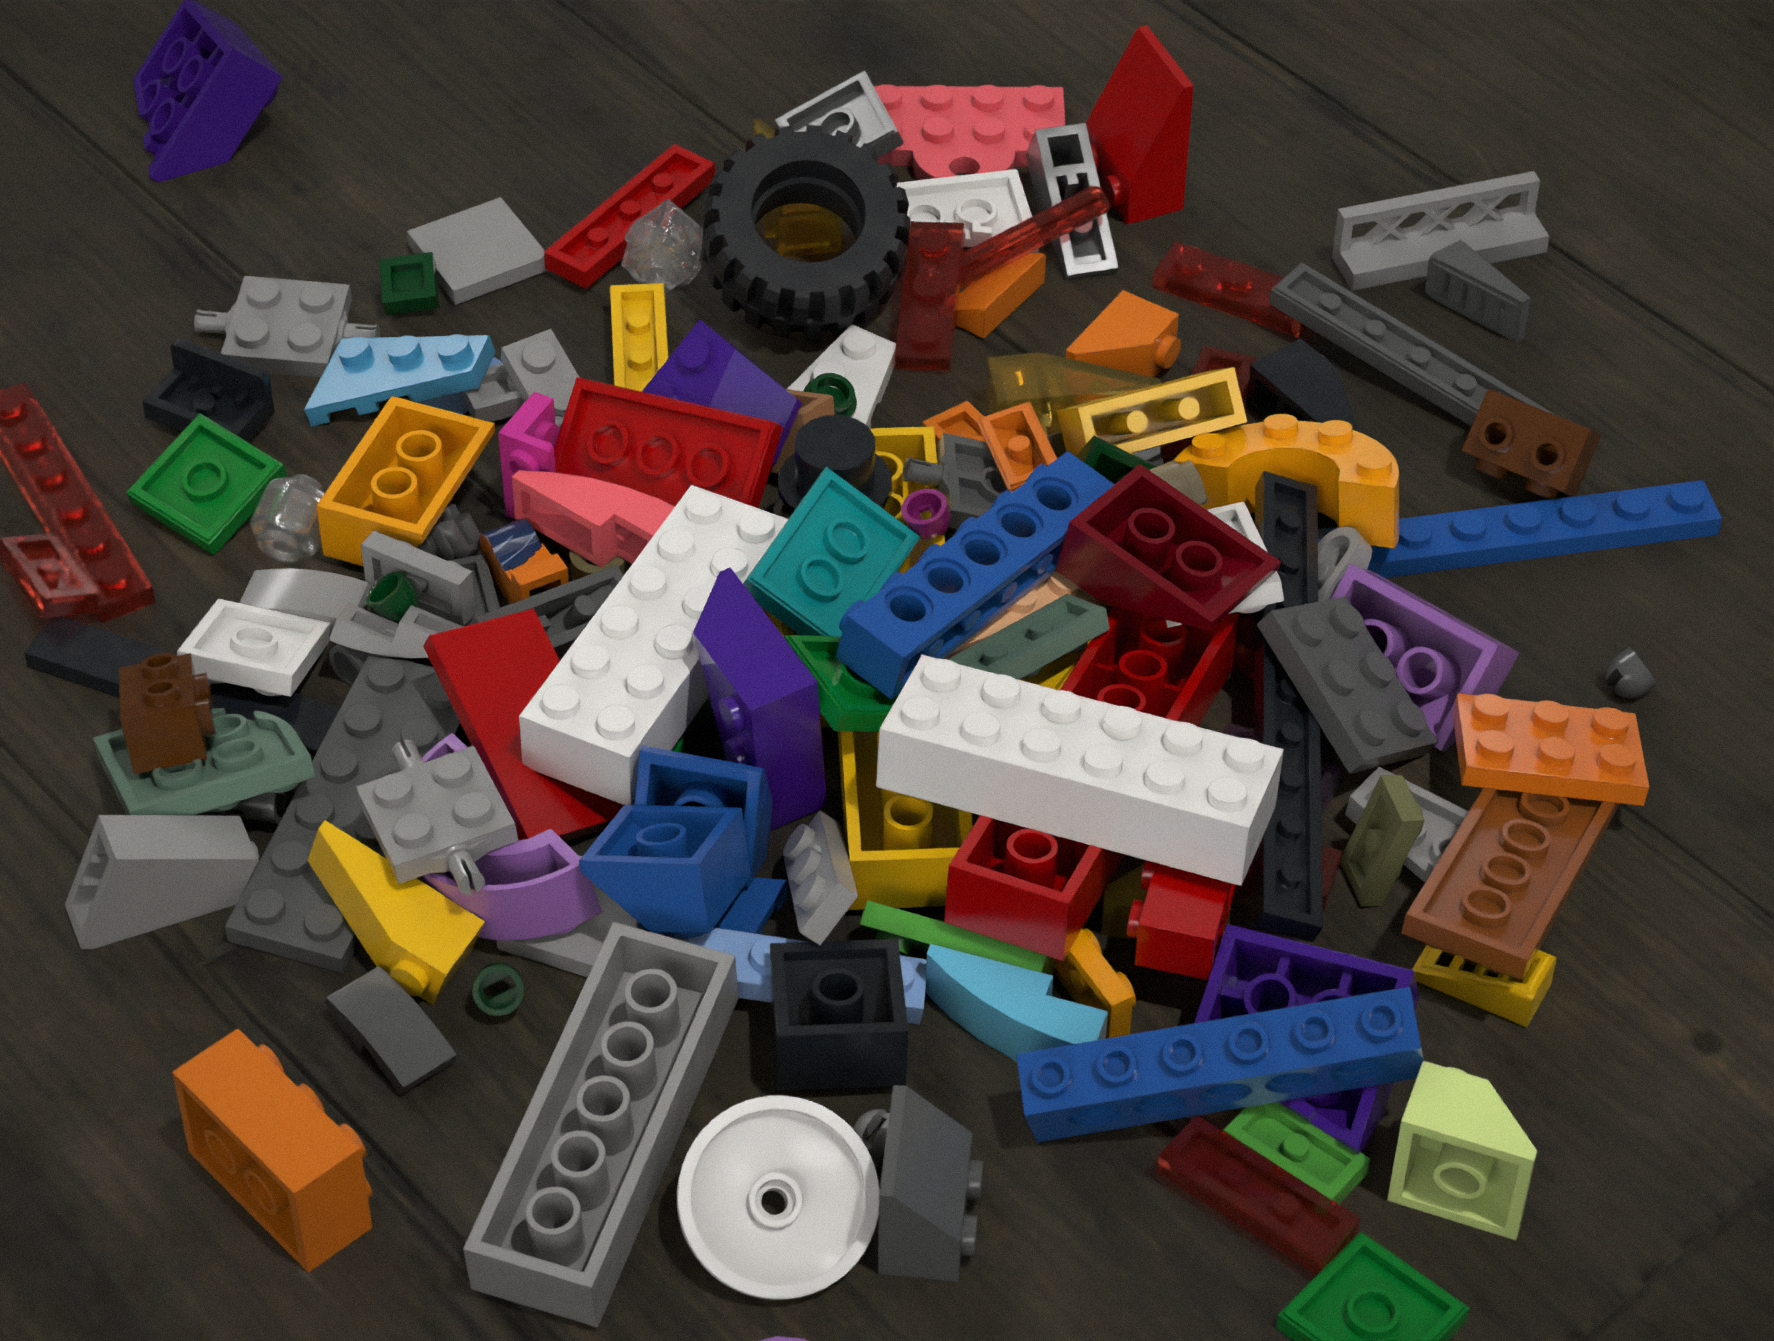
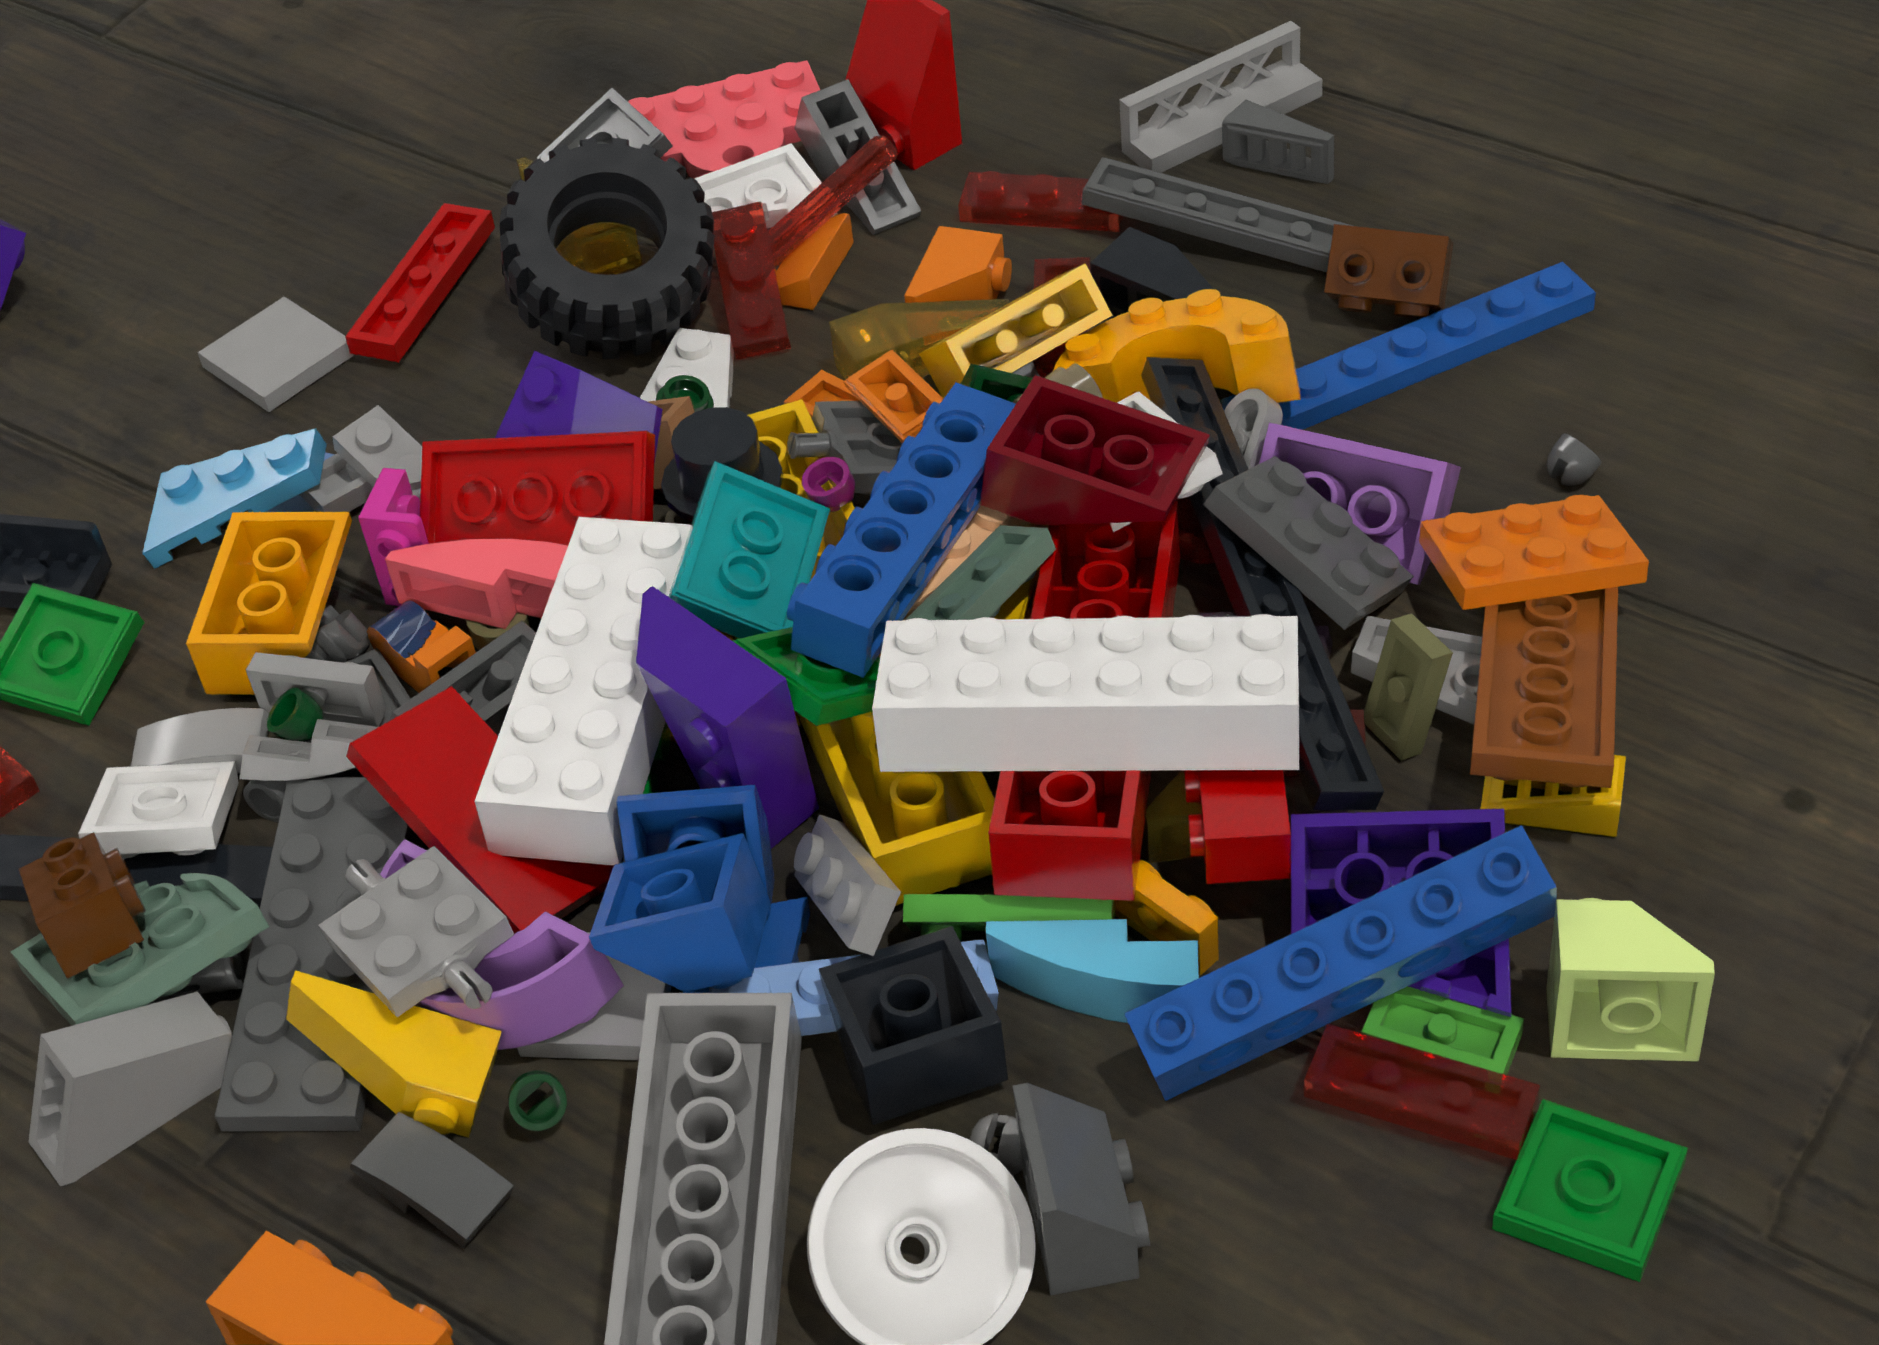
camera: 10 degrees left, 0 degrees up
(285, 324) = (98, 474): light grey plate -> none
(288, 518) = (158, 665): clear head -> none
(409, 283) = (215, 401): dark green plate -> none
(638, 333) = (466, 389): yellow plate -> none
(664, 247) = (466, 302): clear brick -> none

